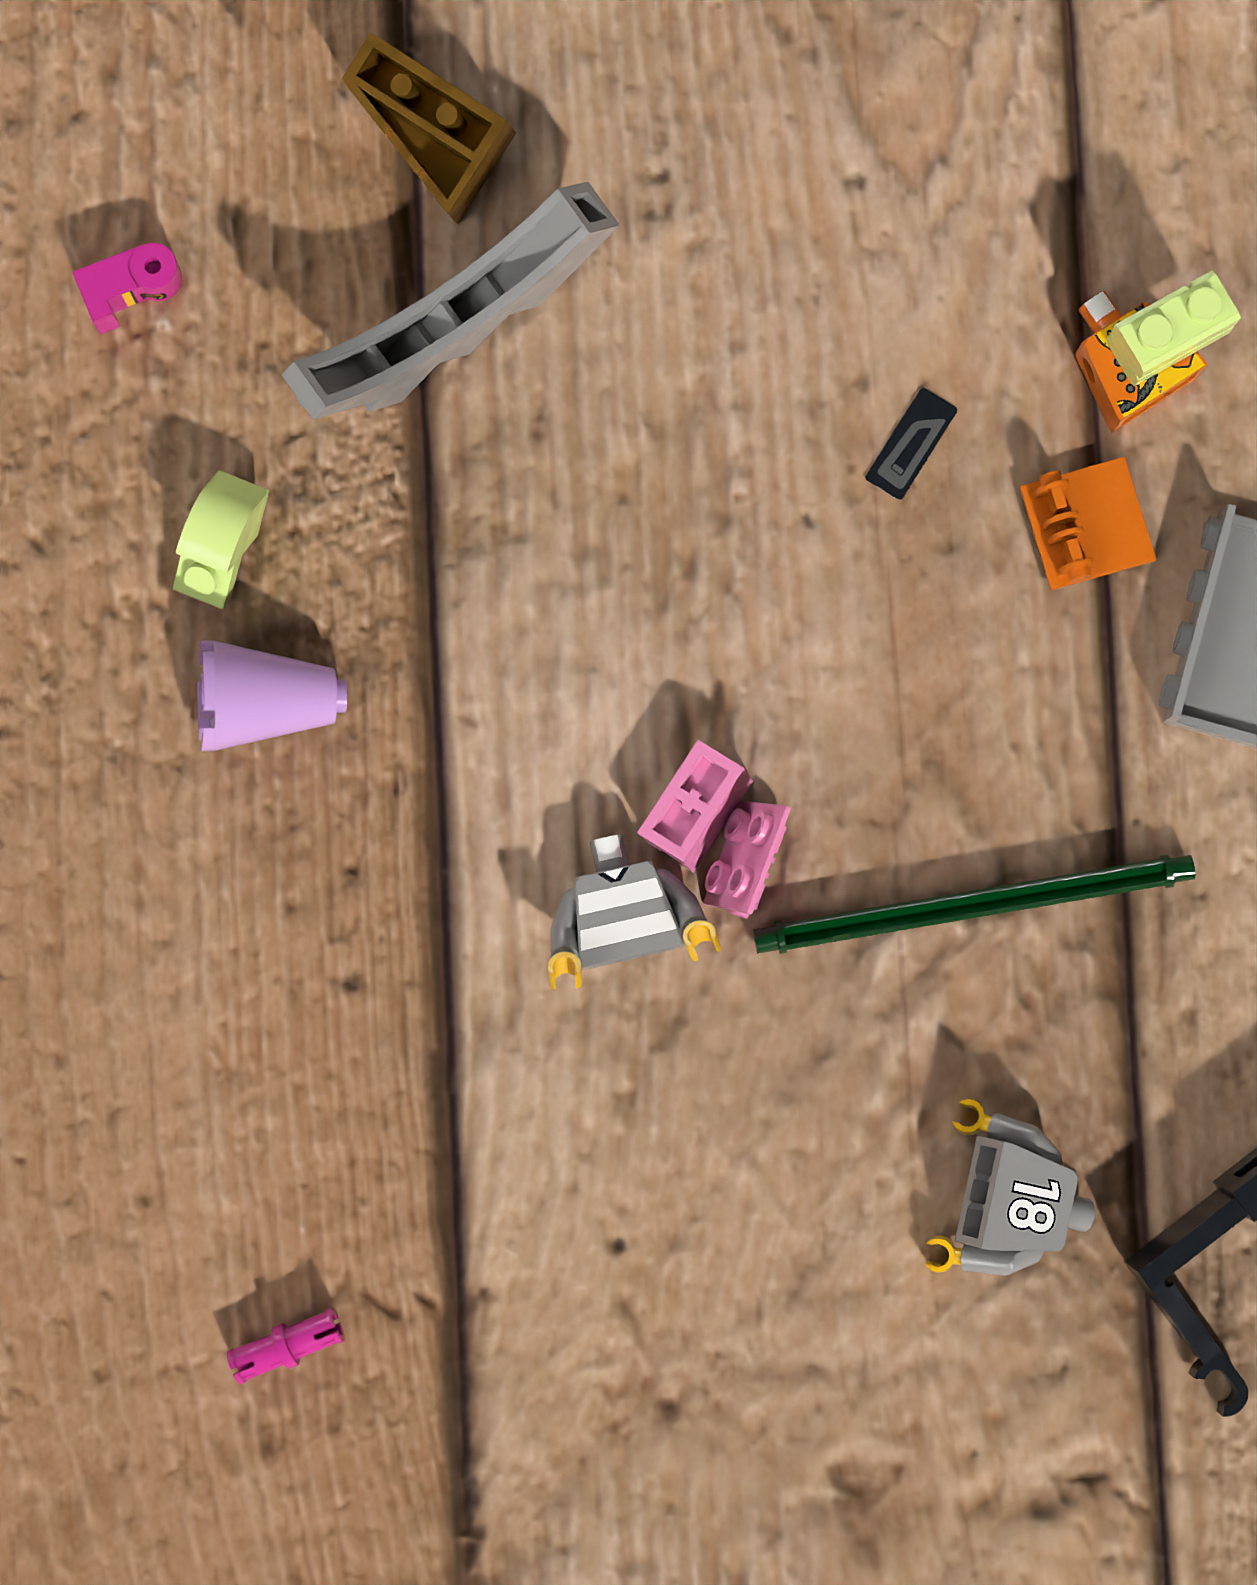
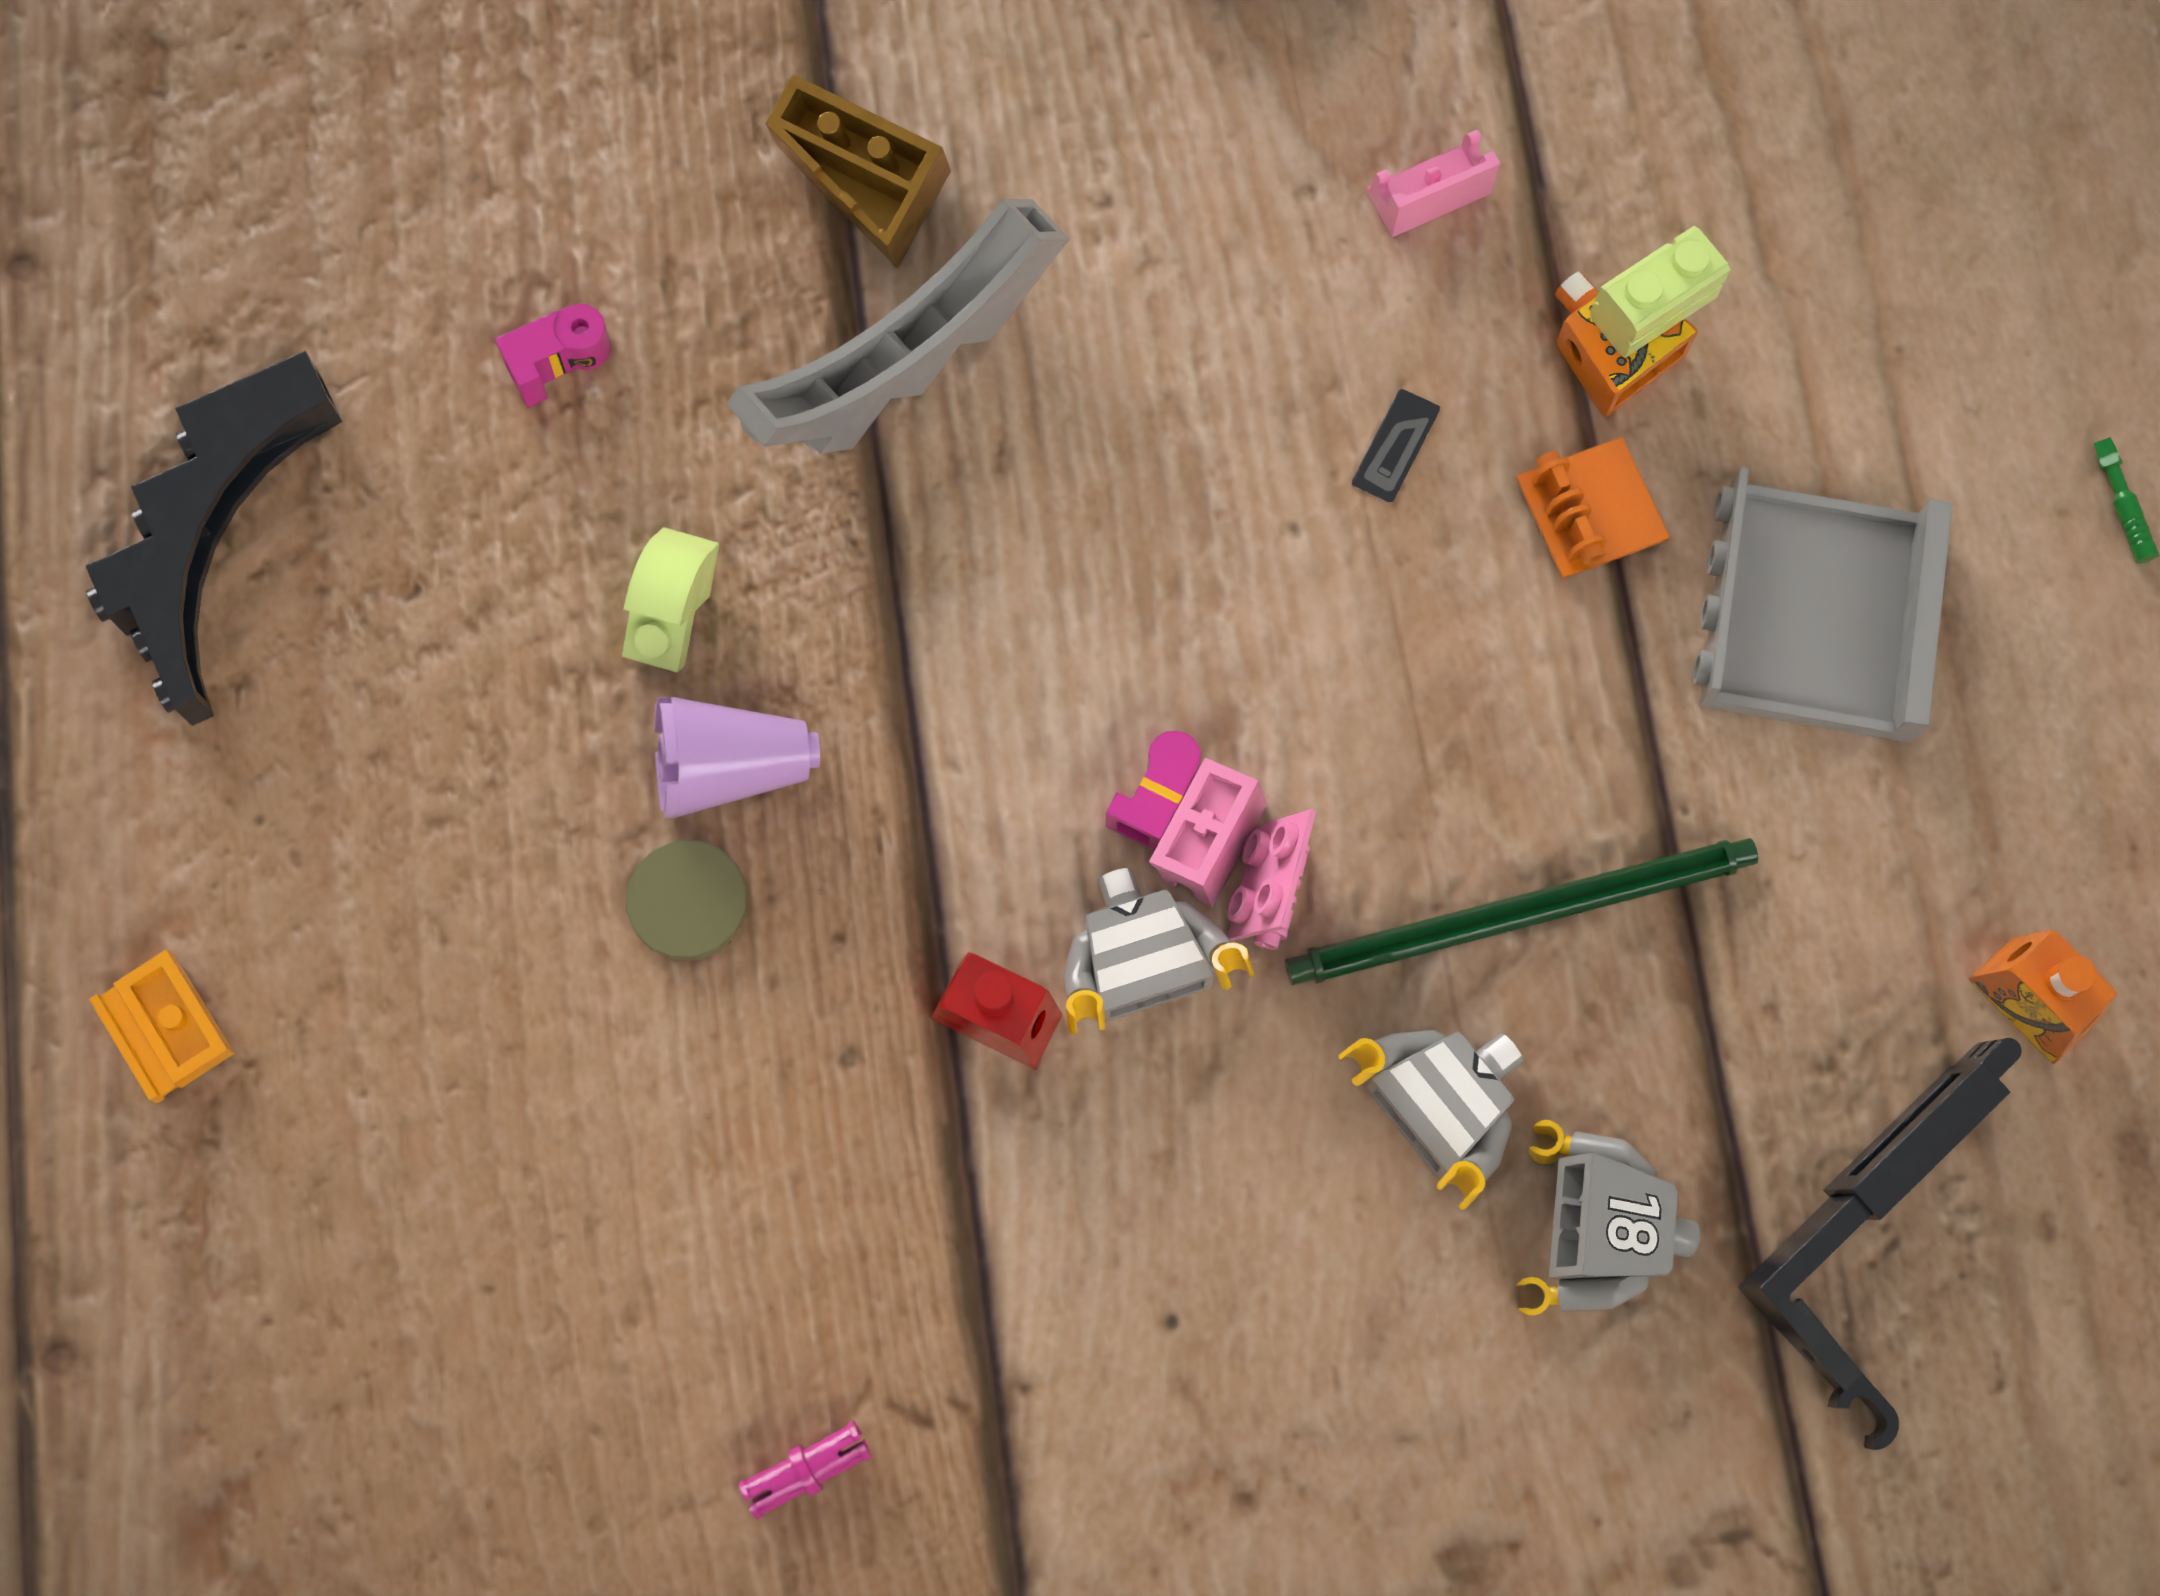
camera: 10 degrees left, 10 degrees down
(217, 824) = (687, 900): none -> olive tile
(488, 955) = (999, 1010): none -> red torso
(667, 746) = (1170, 770): none -> dark pink leg
(881, 1074) = (1443, 1099): none -> torso
(976, 187) = (1434, 186): none -> bright pink hinge

